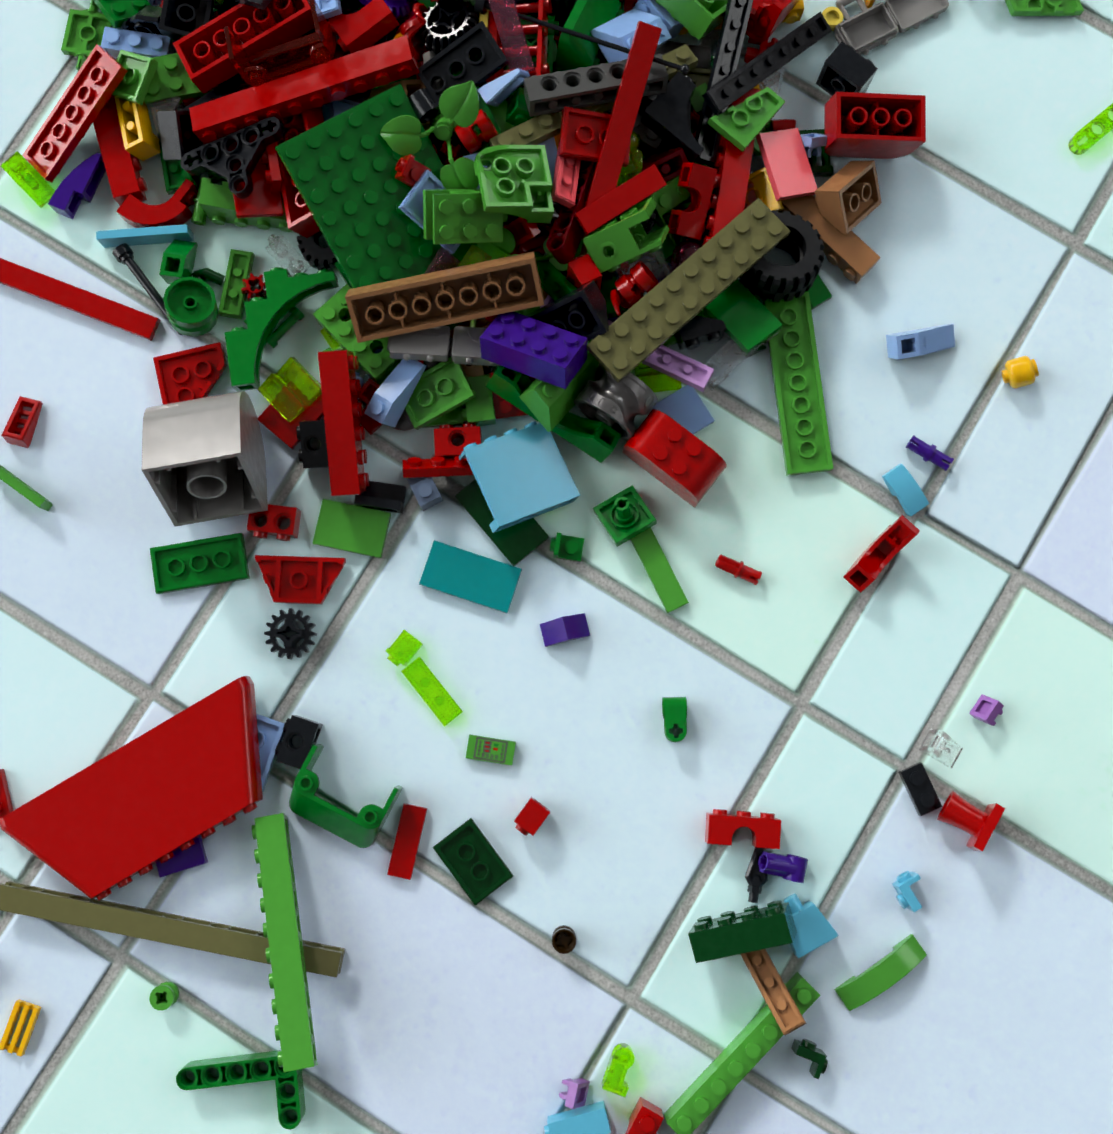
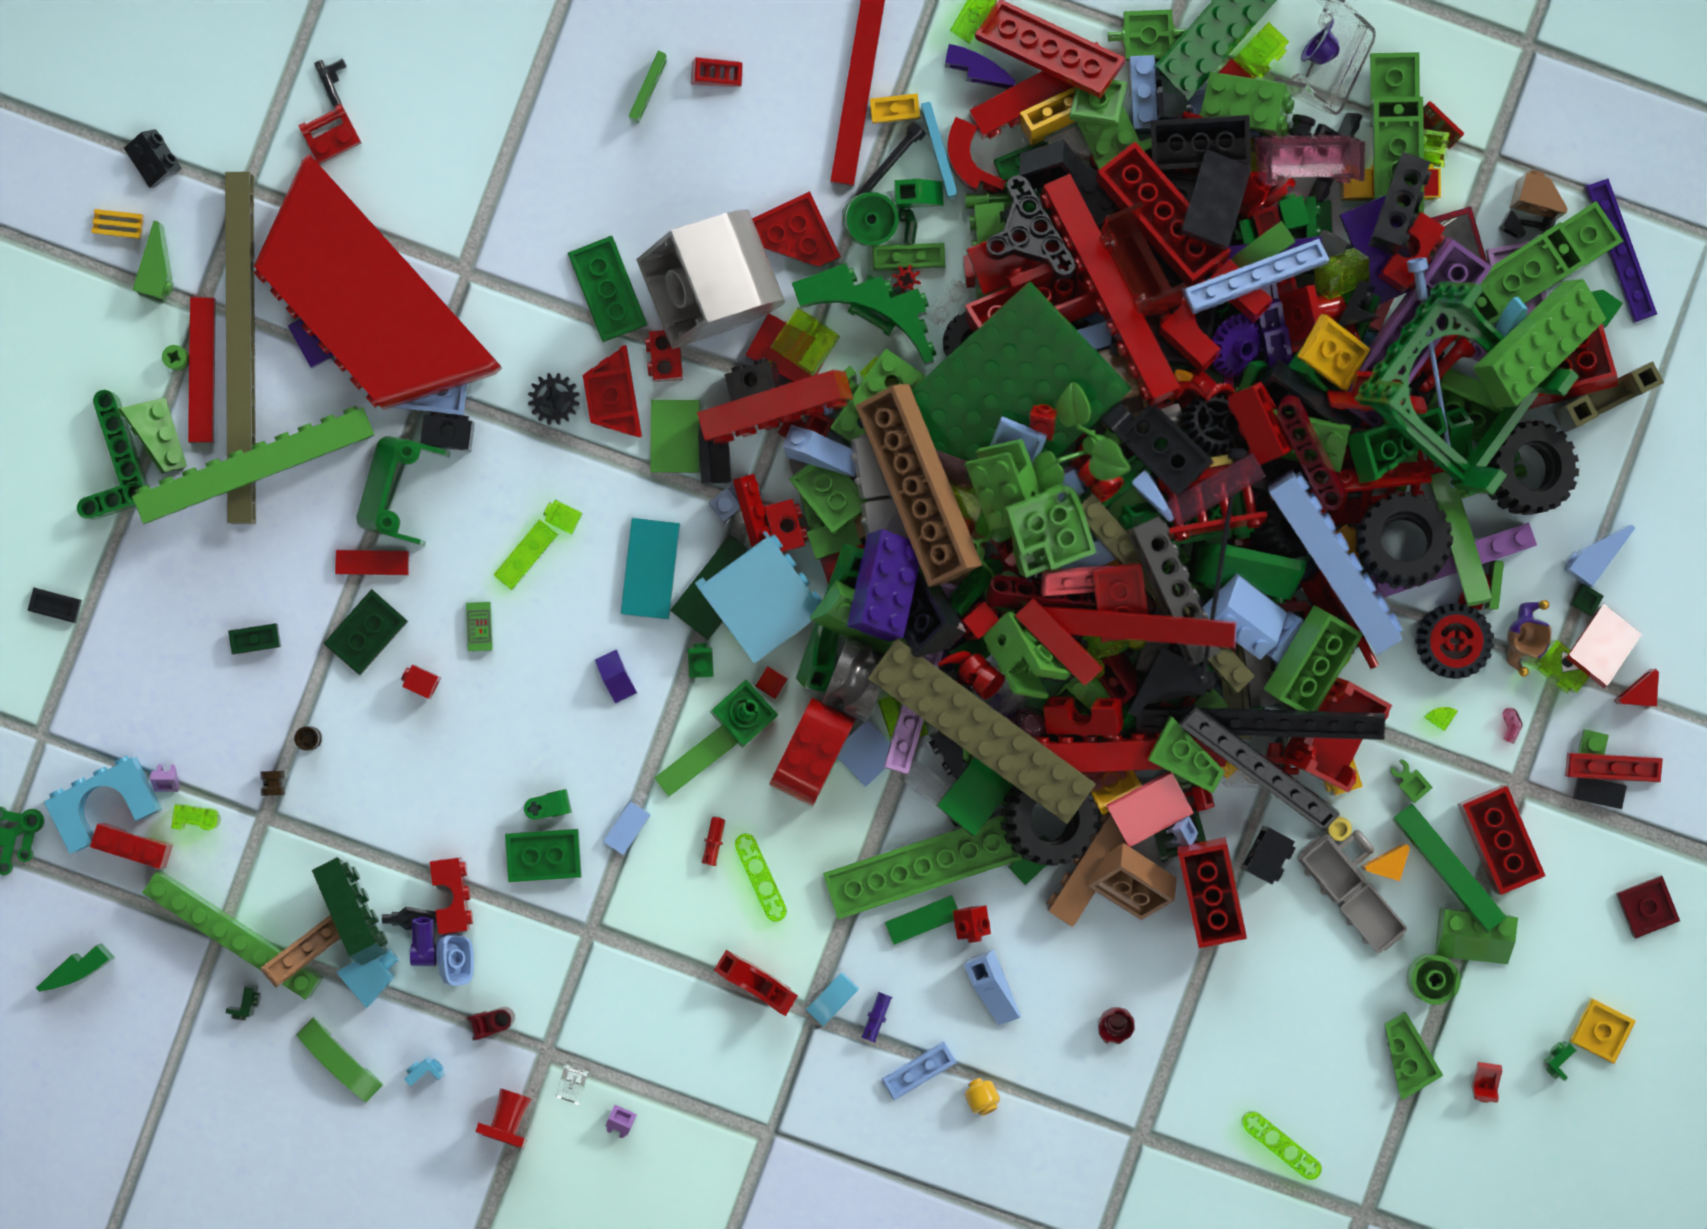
camera: 80 degrees right, 5 degrees up
(74, 1000) = (154, 272): none -> bright green slope
(97, 267) = (894, 108): none -> yellow plate
(183, 971) = (201, 370): none -> red tile
(231, 1030) = (157, 432): none -> bright green wing
(260, 230) = (968, 272): none -> tile
(456, 973) = (254, 638): none -> dark green plate
(600, 486) = (771, 682): none -> red slope
(600, 984) = (272, 783): none -> dark brown wheel
(710, 648) = (627, 828): none -> light blue tile
(721, 732) = (543, 855): none -> green plate
(779, 531) = (757, 878): none -> clear neon green beam
(805, 838) = (455, 959): none -> light blue piece
(846, 394) = (921, 919): none -> green tile
(859, 347) = (972, 923): none -> red brick
(871, 821) = (486, 1023): none -> dark red piece
(920, 789) = (528, 1067): black plate -> none
(974, 240) = (1116, 1025): none -> dark red hair
(984, 426) = (918, 1070): none -> light blue tile

